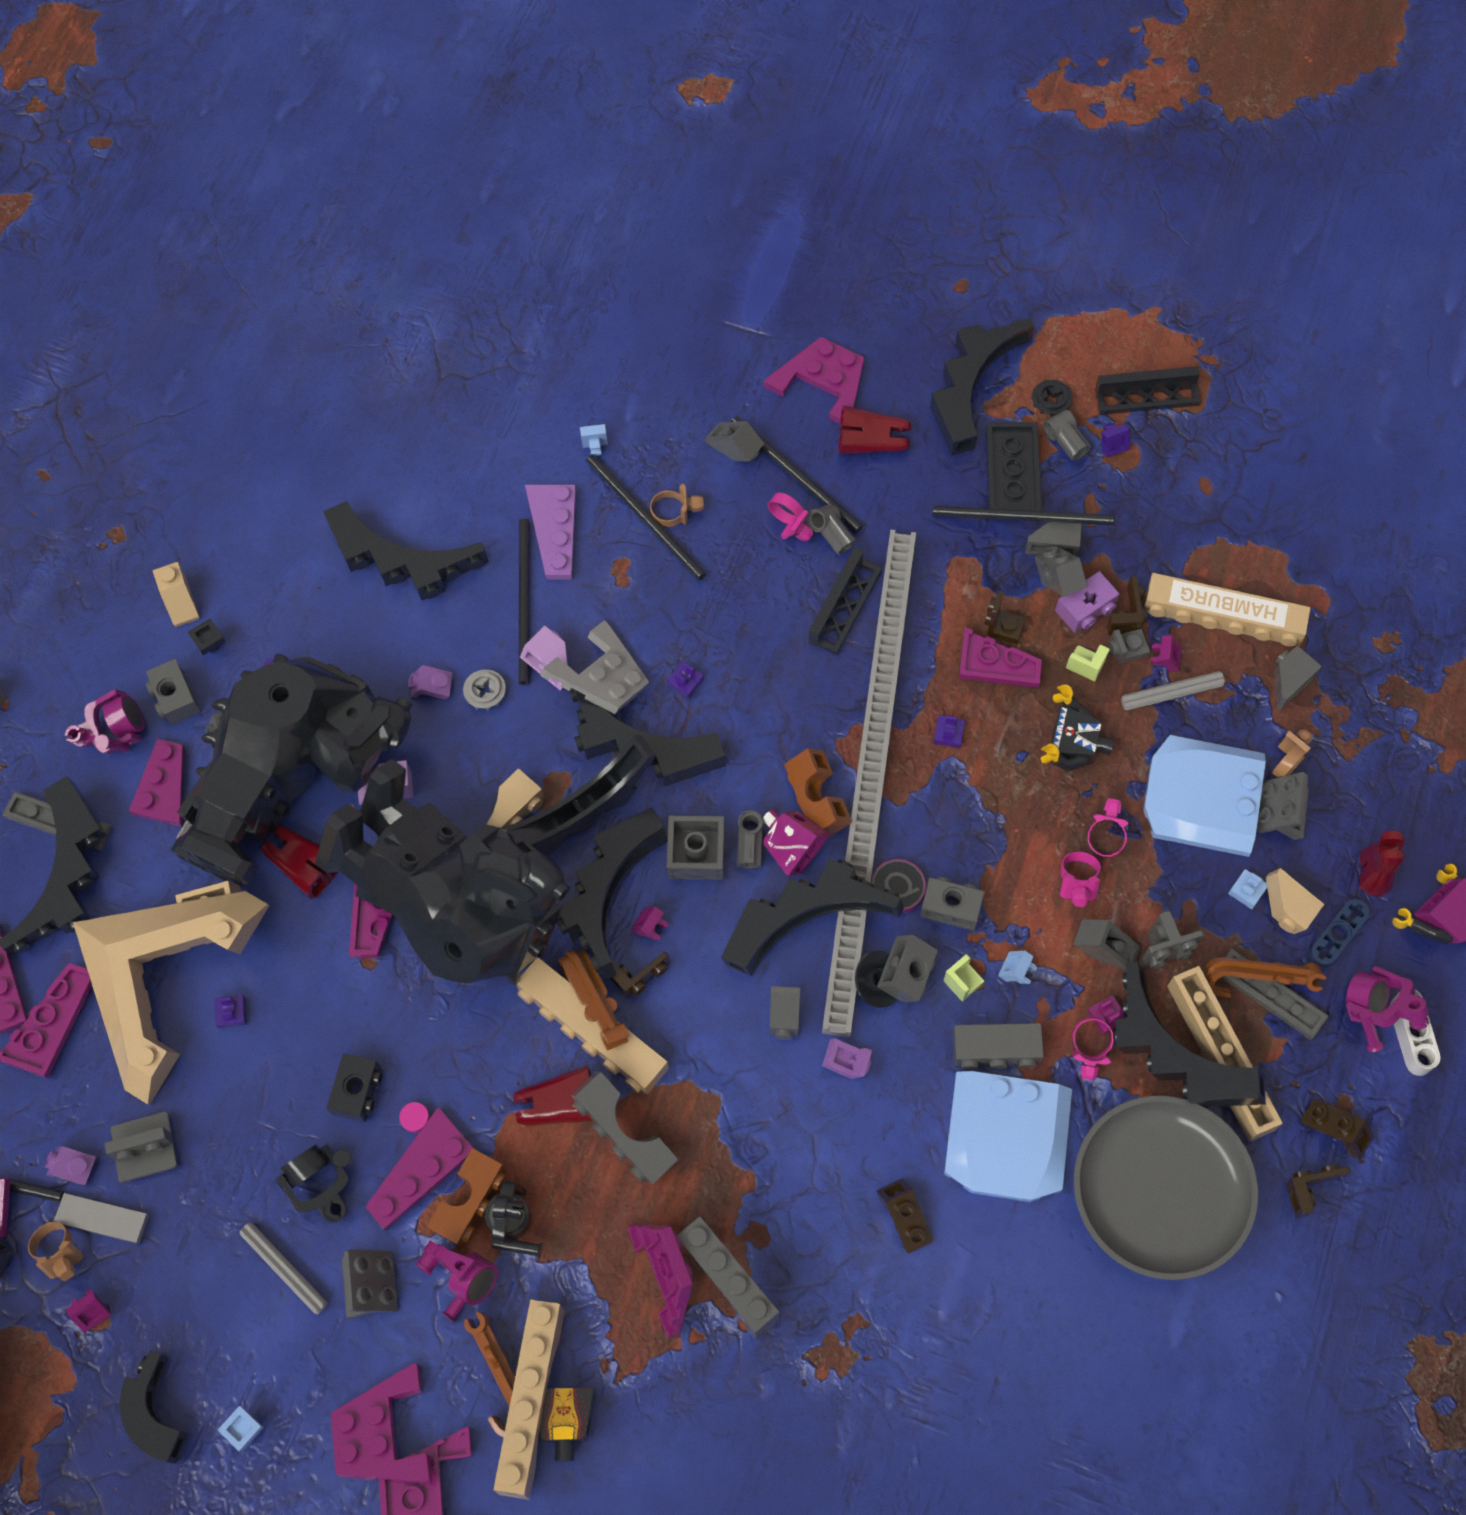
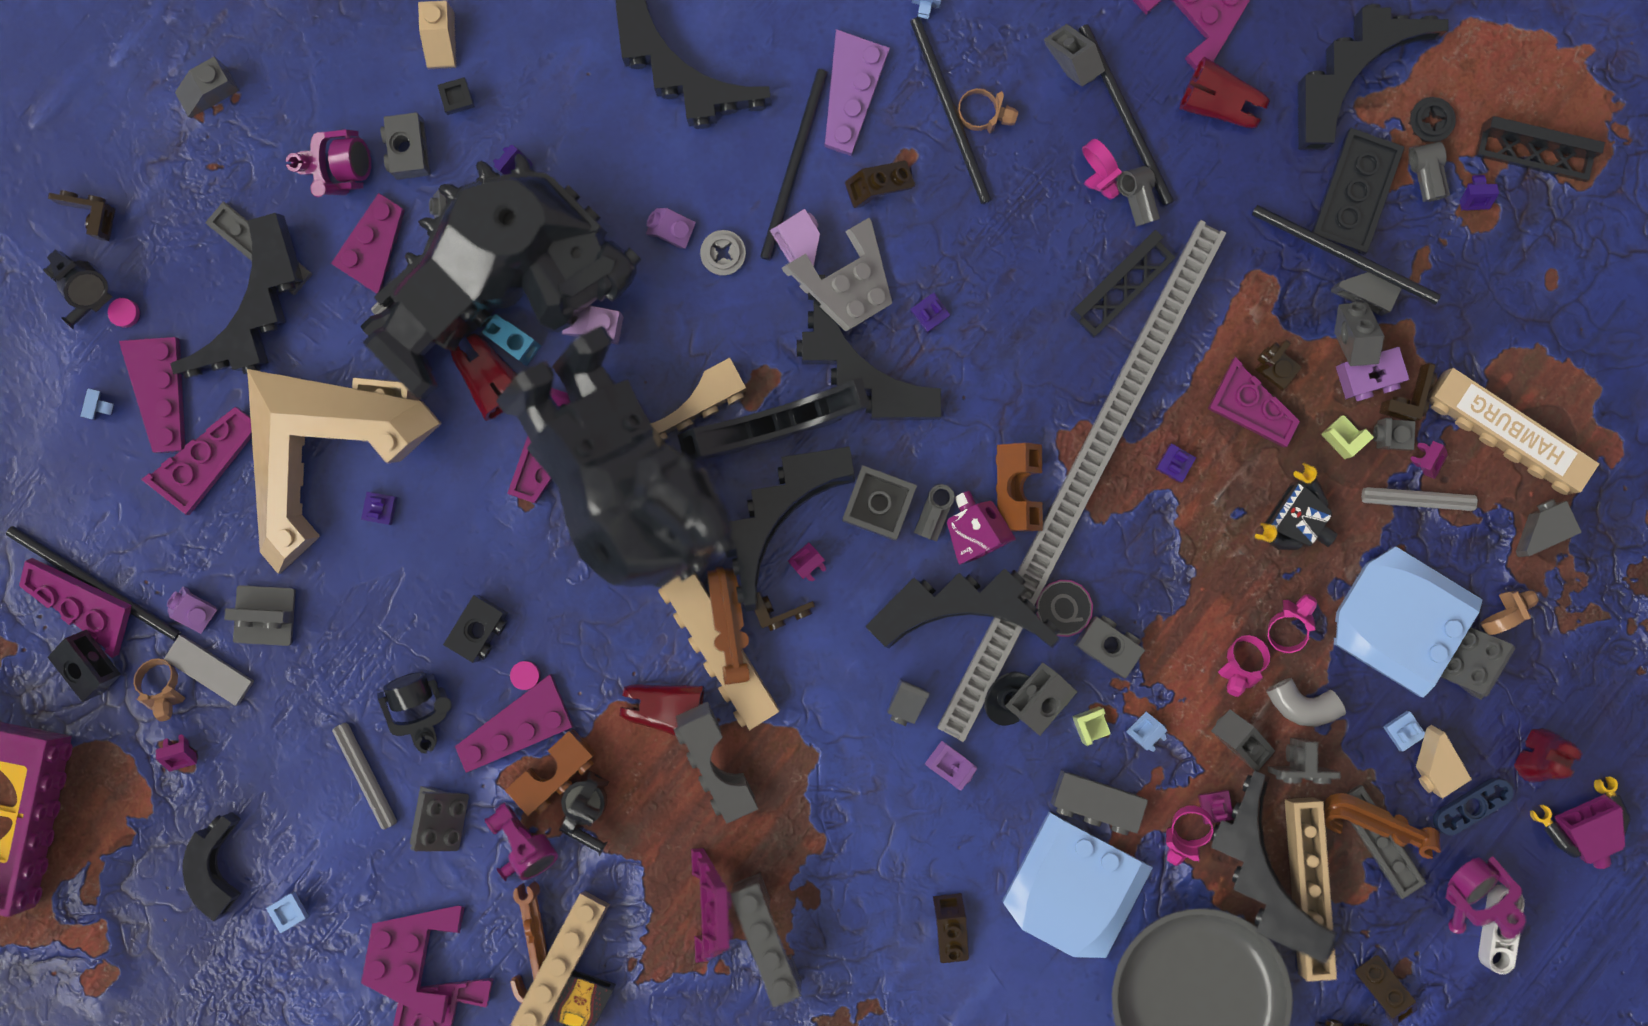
camera: 20 degrees right, 20 degrees up
(308, 818) = (511, 339): none -> dark azure leg
(598, 587) = (878, 181): none -> dark brown bracket
(1149, 898) = (1305, 710): none -> light grey cylinder

